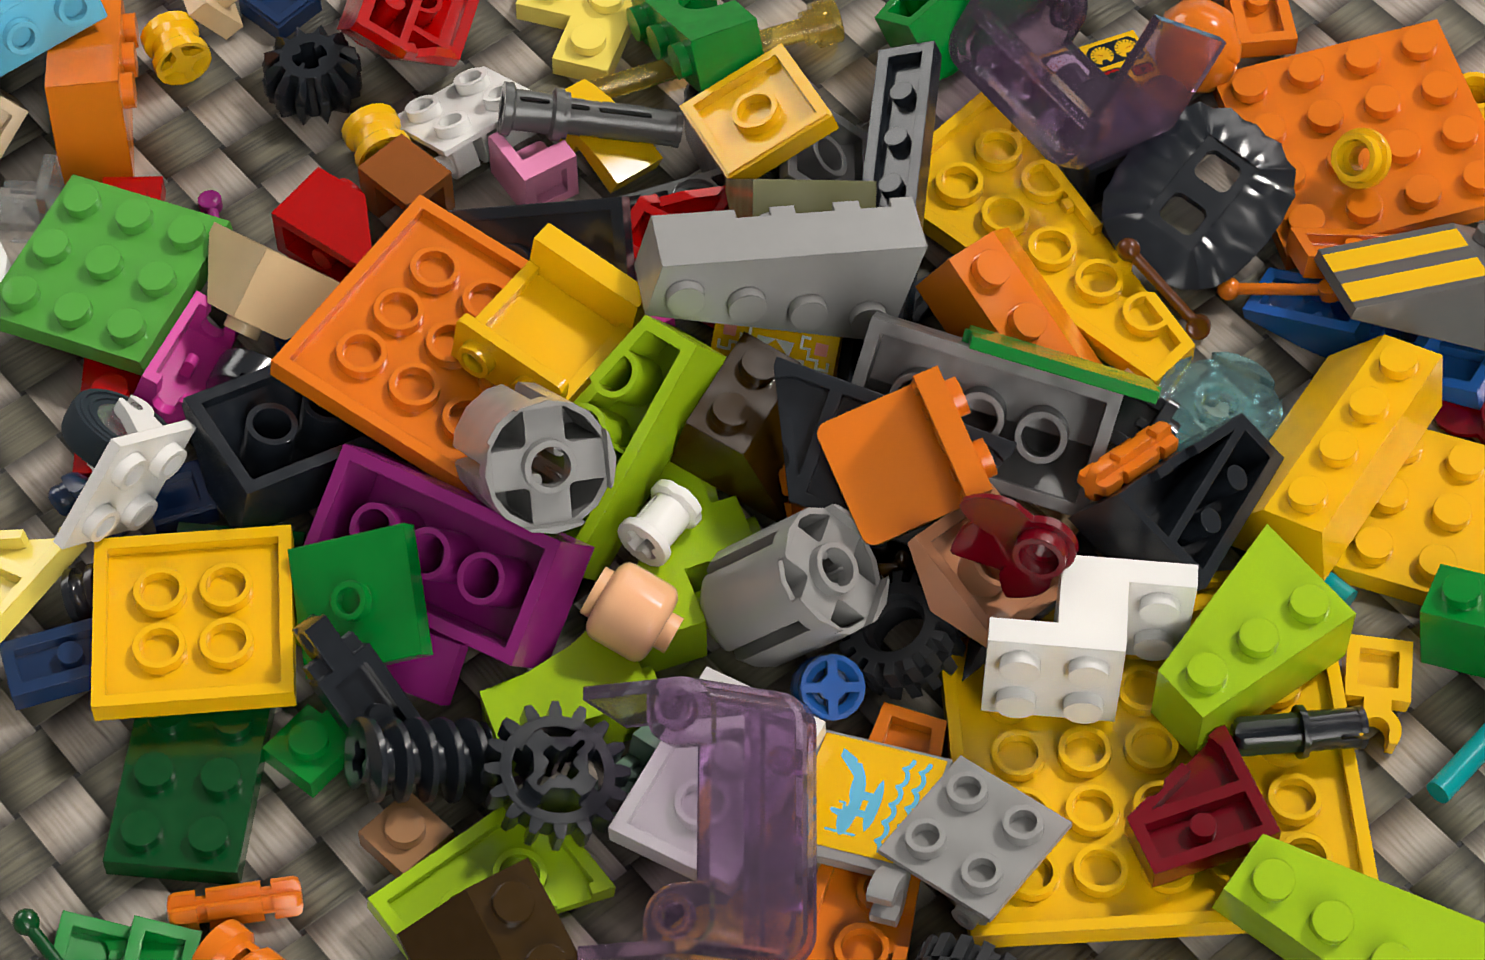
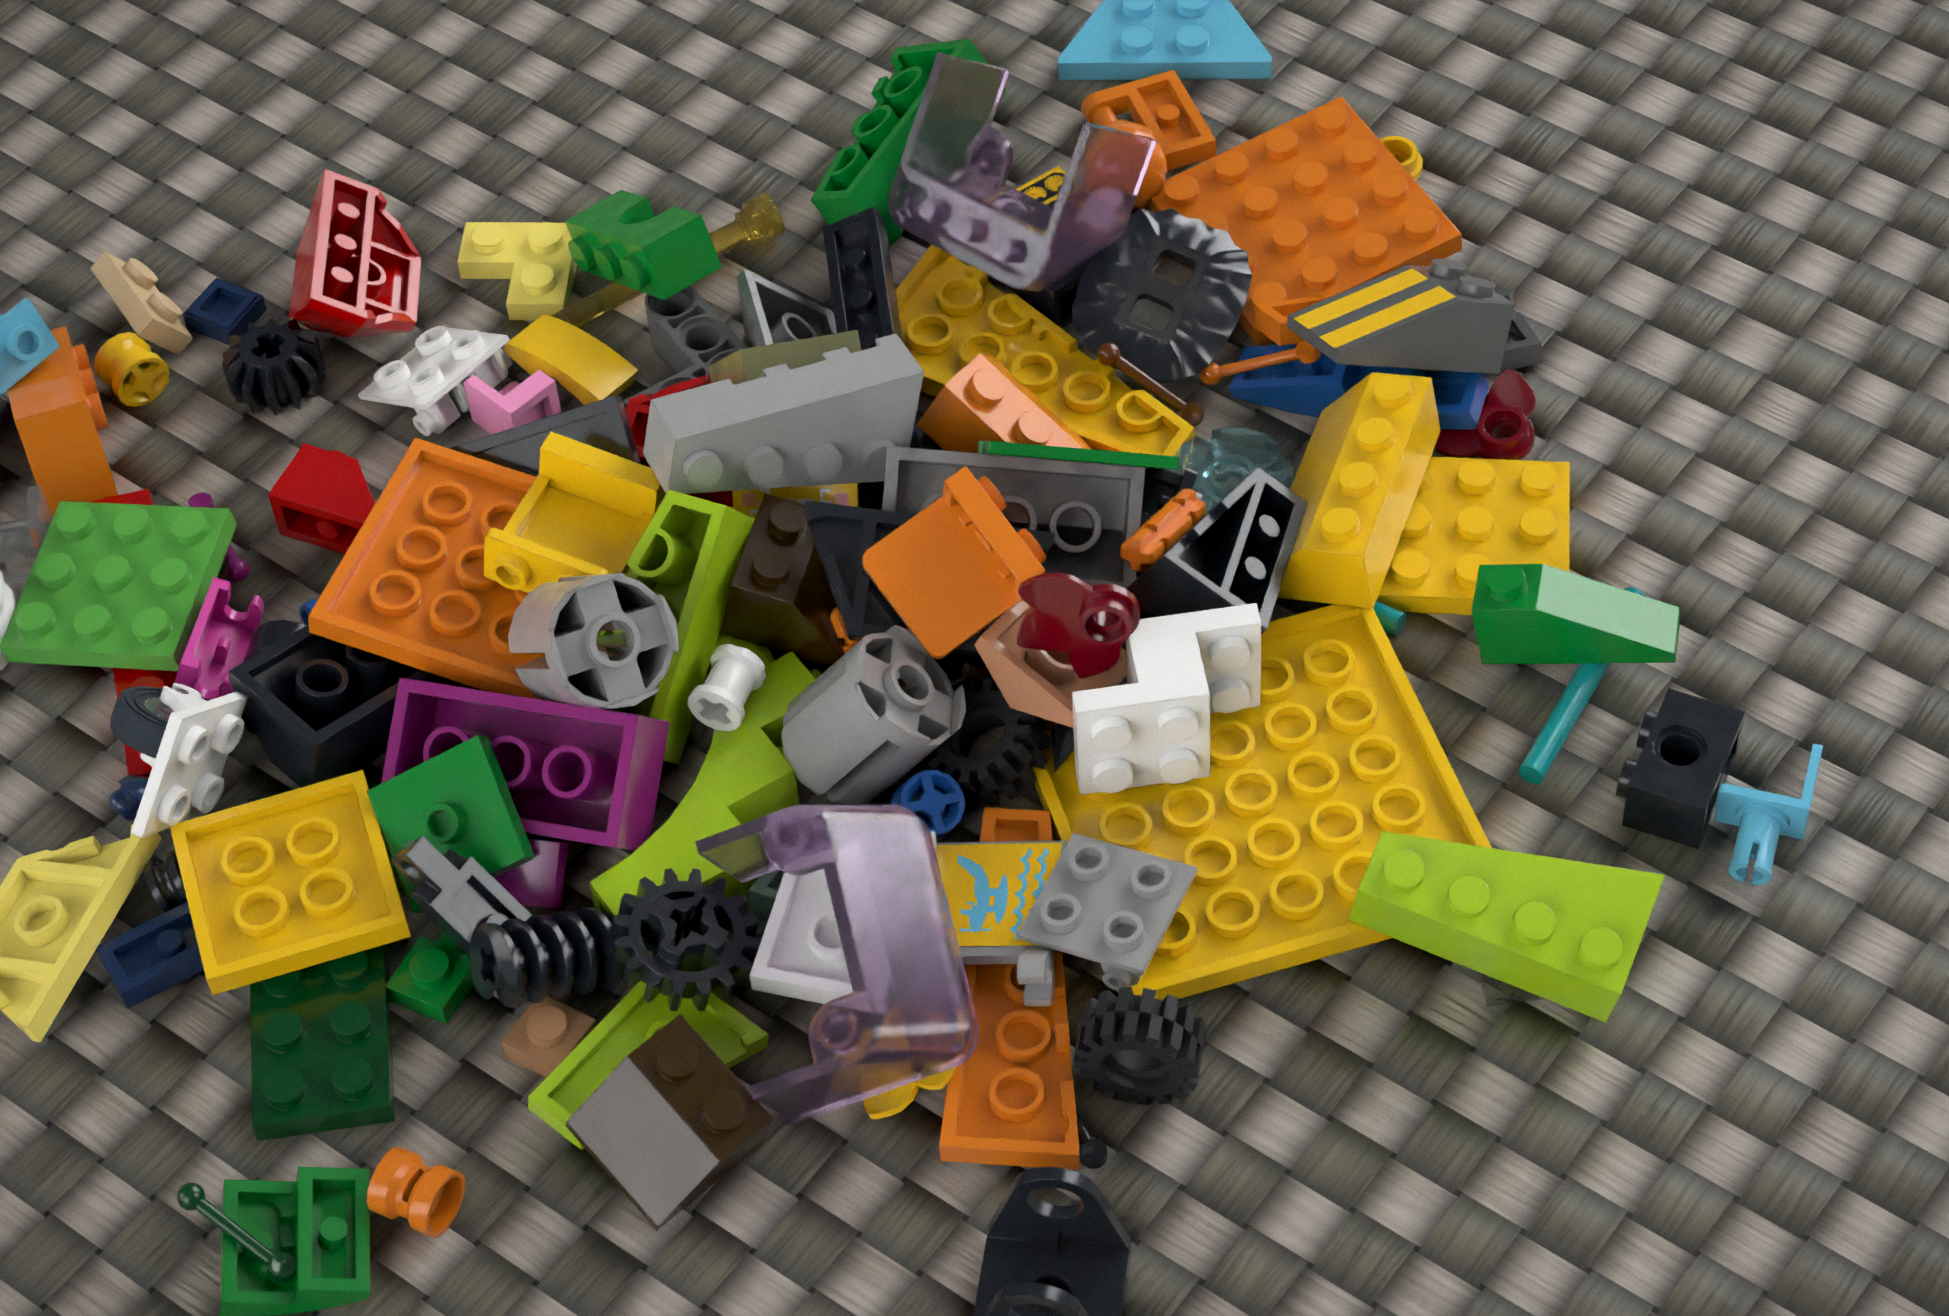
camera: 10 degrees left, 5 degrees down
(184, 500) = (248, 775): dark blue tile -> none
(239, 901) = (404, 1130): orange axle -> none
(261, 286) = (276, 557): tan slope -> none
(370, 130) = (354, 412): yellow wheel -> none
(402, 173) = (384, 436): dark orange panel -> none
(562, 115) = (533, 346): dark grey pin -> none
(631, 611) = (721, 772): light nougat head -> none
(759, 116) = (724, 304): yellow tile -> none
(1201, 815) = (1315, 837): dark red wing -> none
(1251, 644) = (1322, 675): lime wedge -> none
(1301, 731) = (1388, 742): black axle -> none
(1345, 158) = (1290, 228): yellow plate -> none
(1380, 679) = (1450, 688): yellow plate -> none

